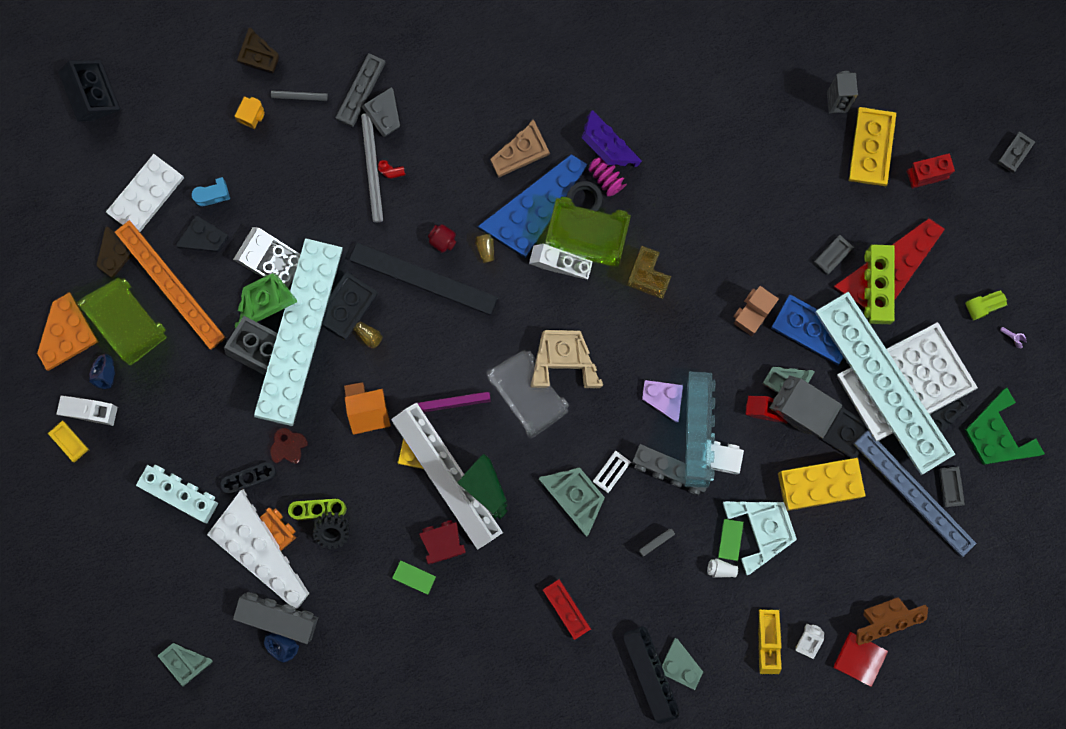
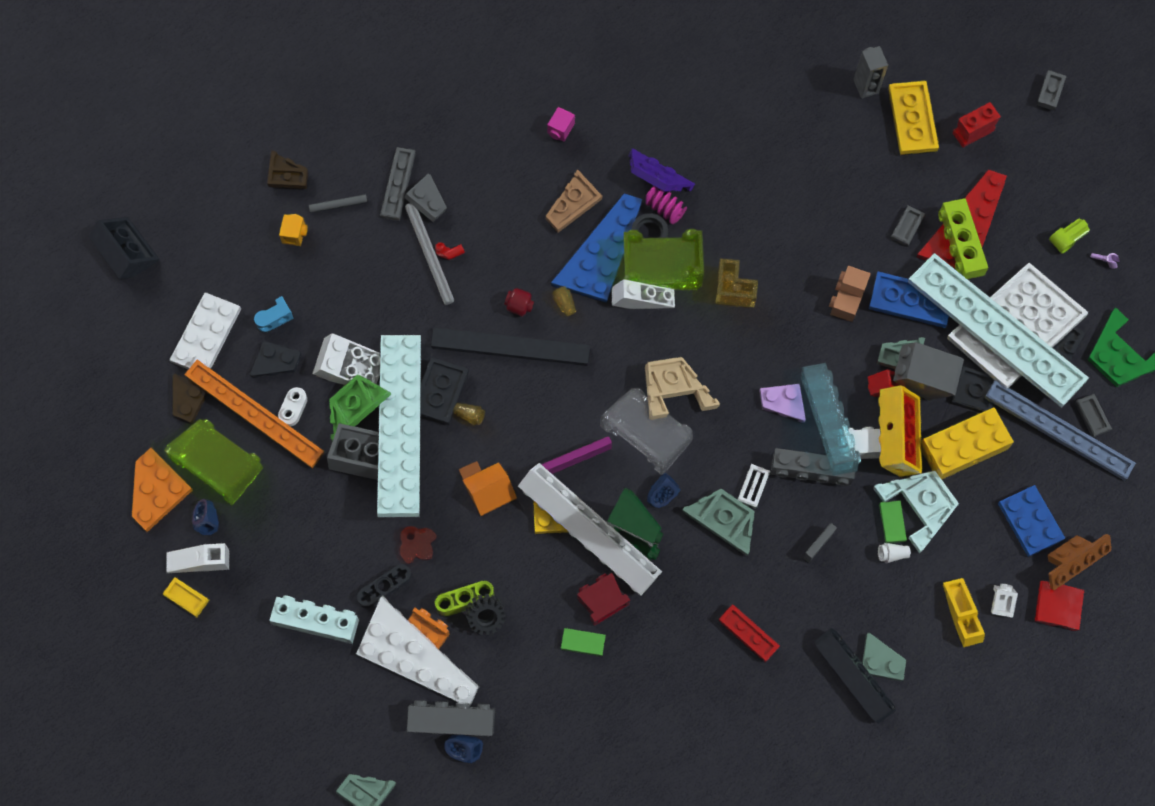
camera: 15 degrees left, 10 degrees down
(210, 287) = (294, 406): none -> white plate
(526, 456) = (663, 491): none -> dark blue rock
(529, 69) = (560, 124): none -> dark pink brick
(762, 458) = (900, 431): none -> yellow brick
(860, 572) = (1031, 520): none -> blue plate

